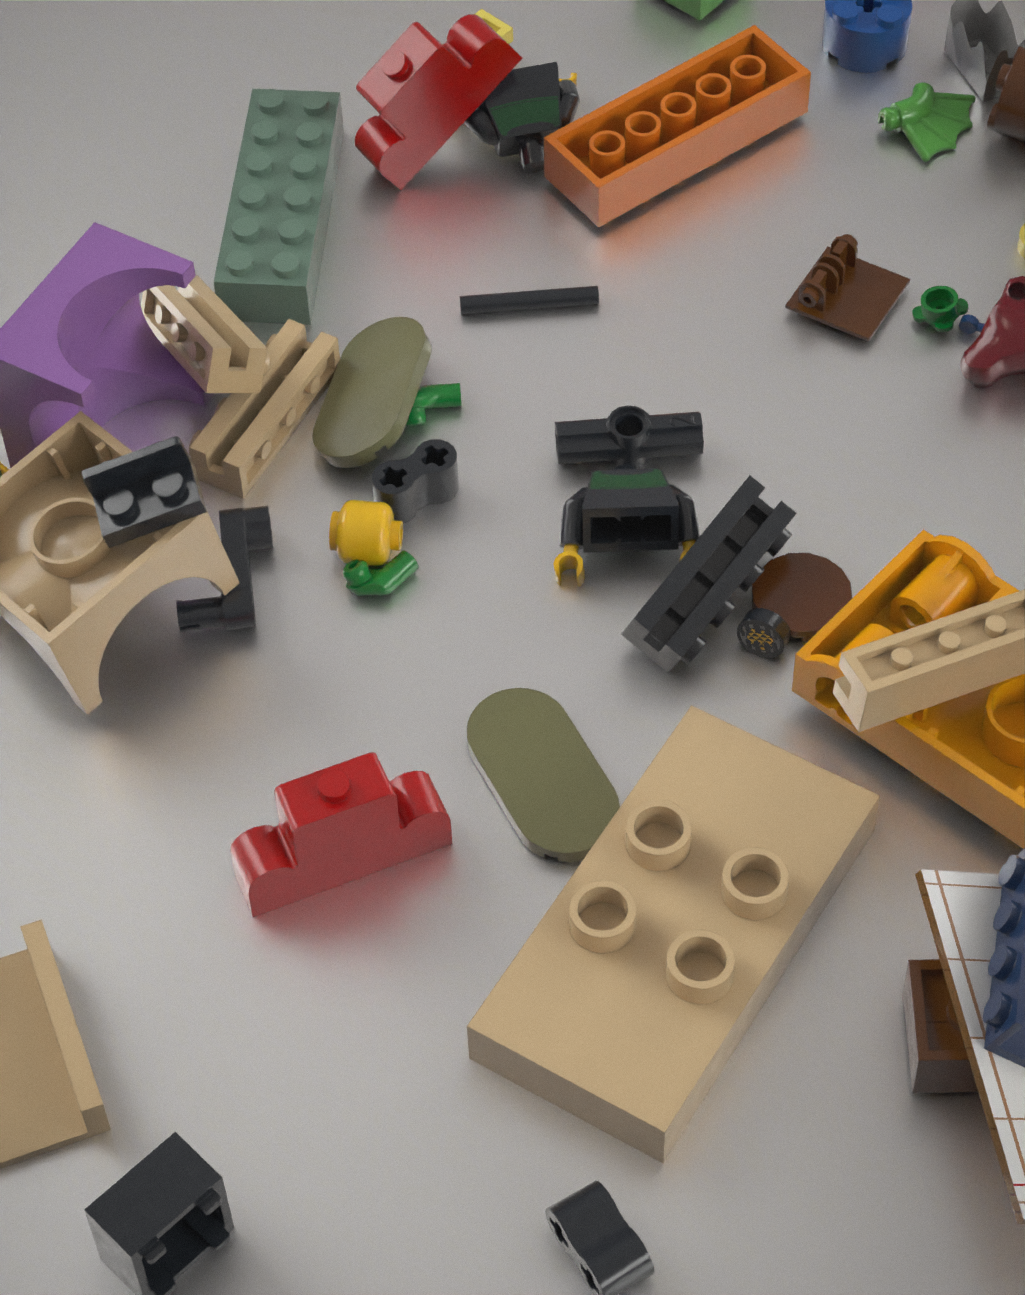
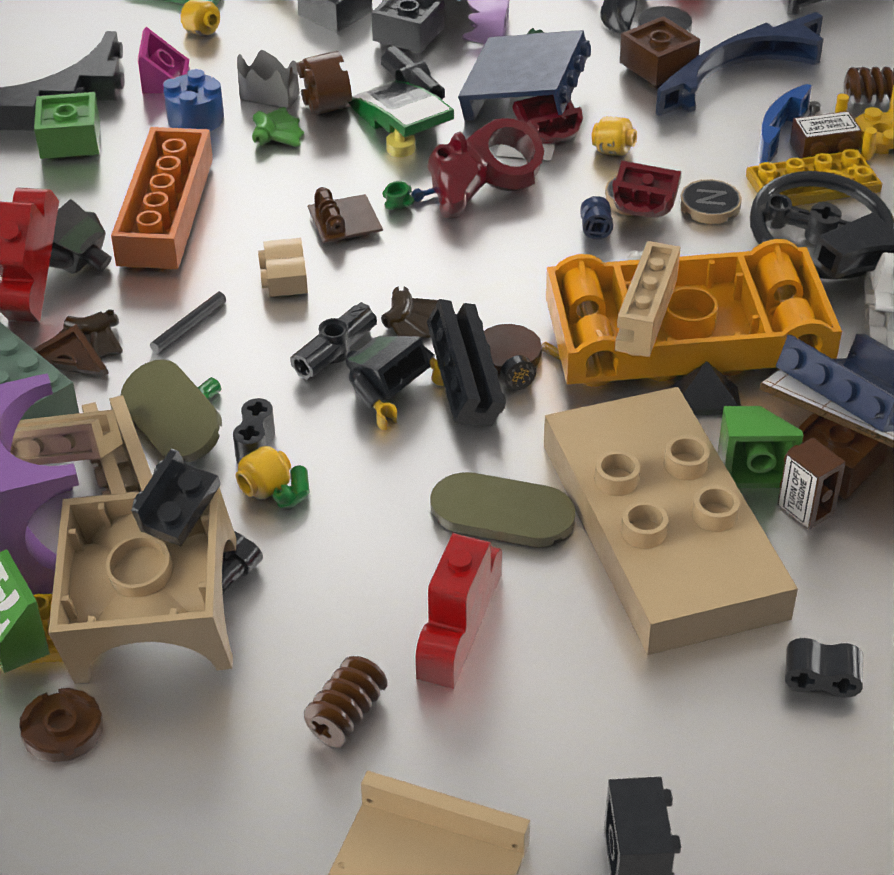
camera: 50 degrees left, 10 degrees down
(124, 836) = (344, 700): none -> reddish brown piece
(373, 247) = (72, 353): none -> reddish brown tile
(414, 242) = (97, 331): none -> dark brown arm
(696, 307) = (283, 267): none -> tan brick
(765, 462) = (408, 314): none -> dark brown arm
(858, 938) = (755, 445): none -> bright green slope
(865, 1035) = (810, 483): none -> reddish brown brick
(936, 831) = (708, 390): none -> black slope

